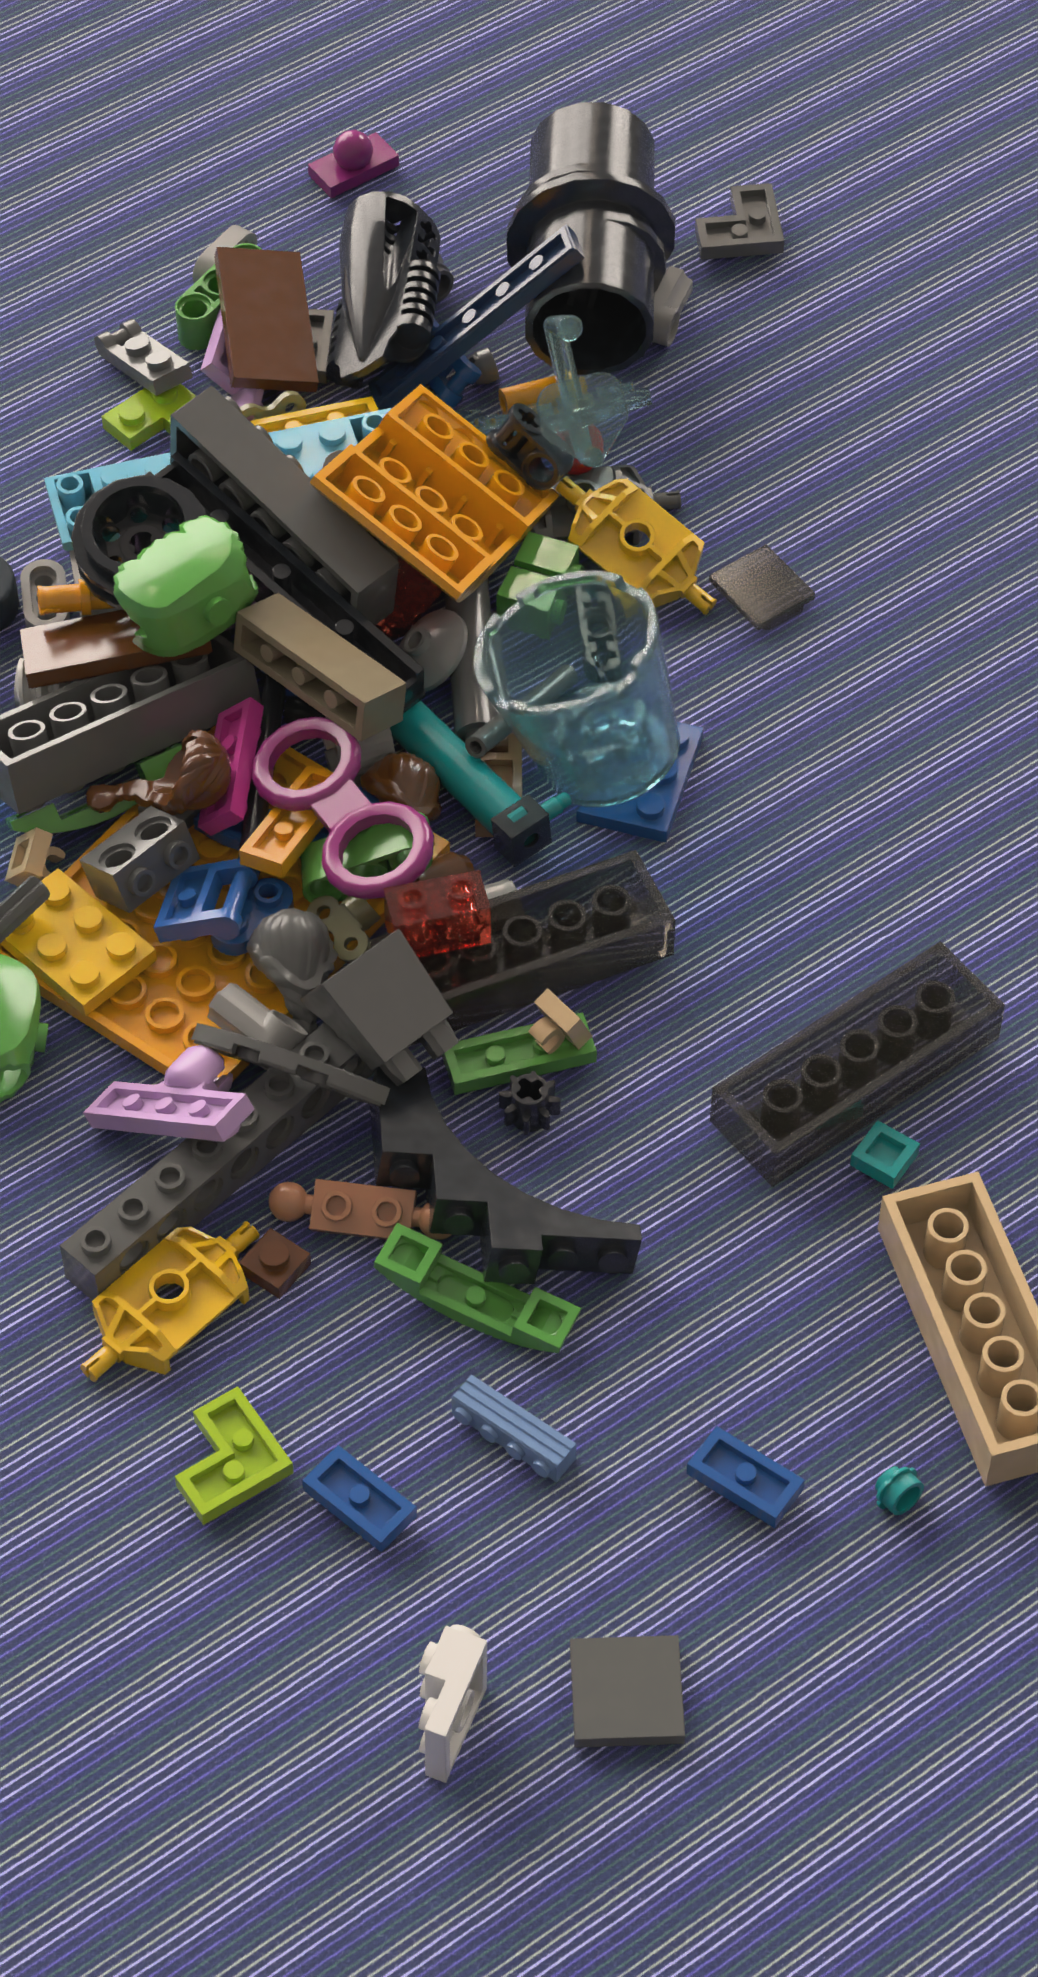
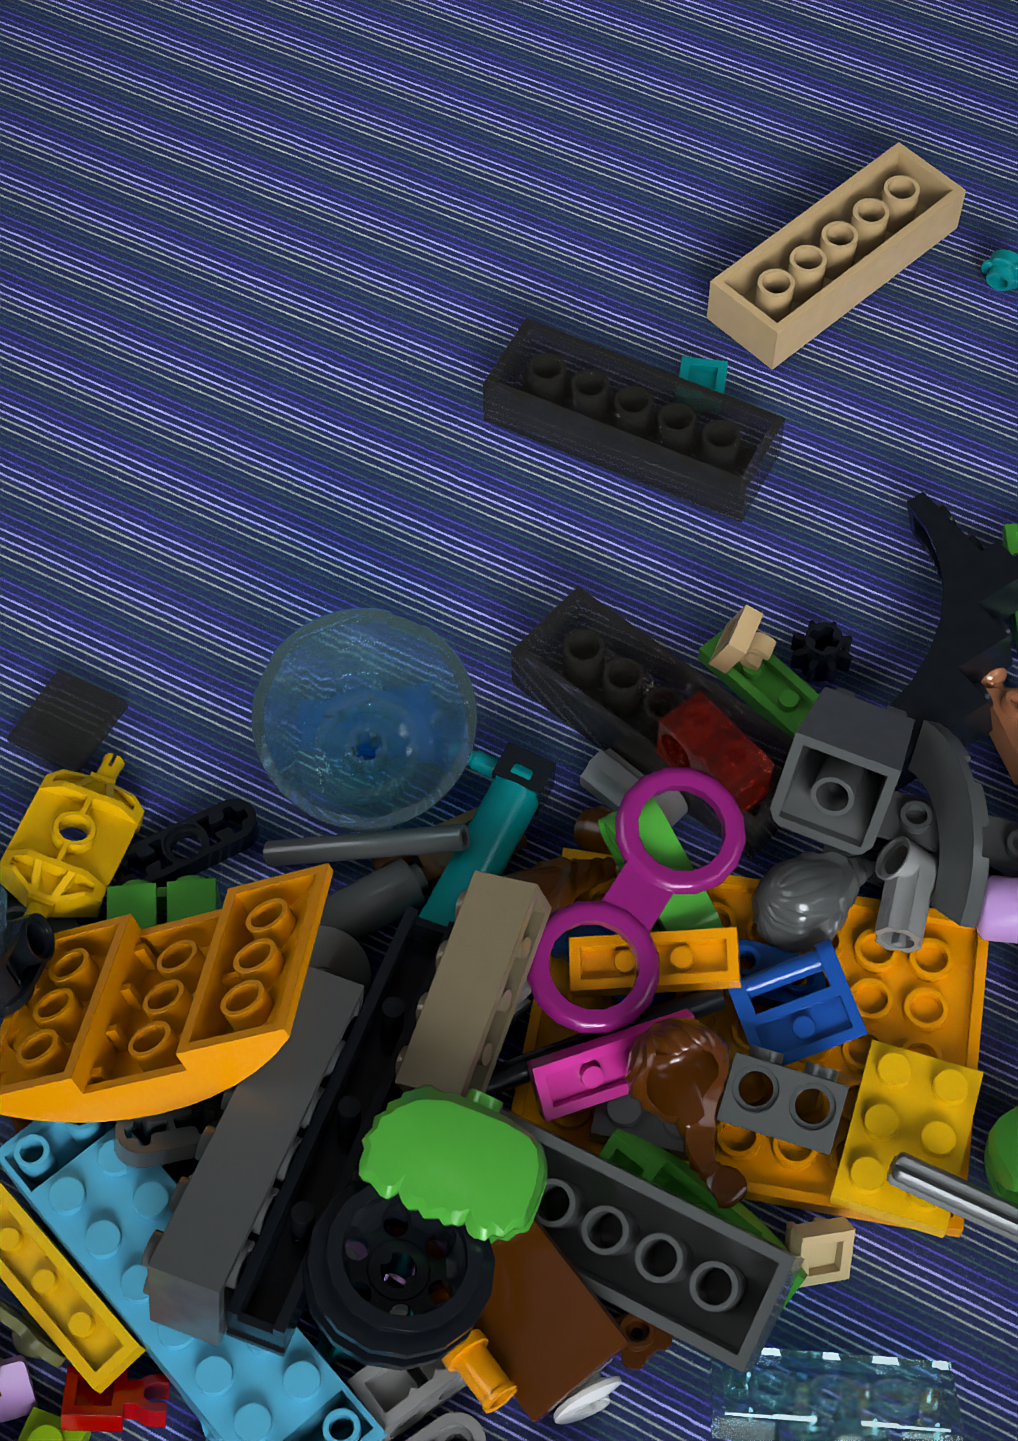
camera: 115 degrees left, 5 degrees up
(346, 923) = (735, 886): olive piece -> none

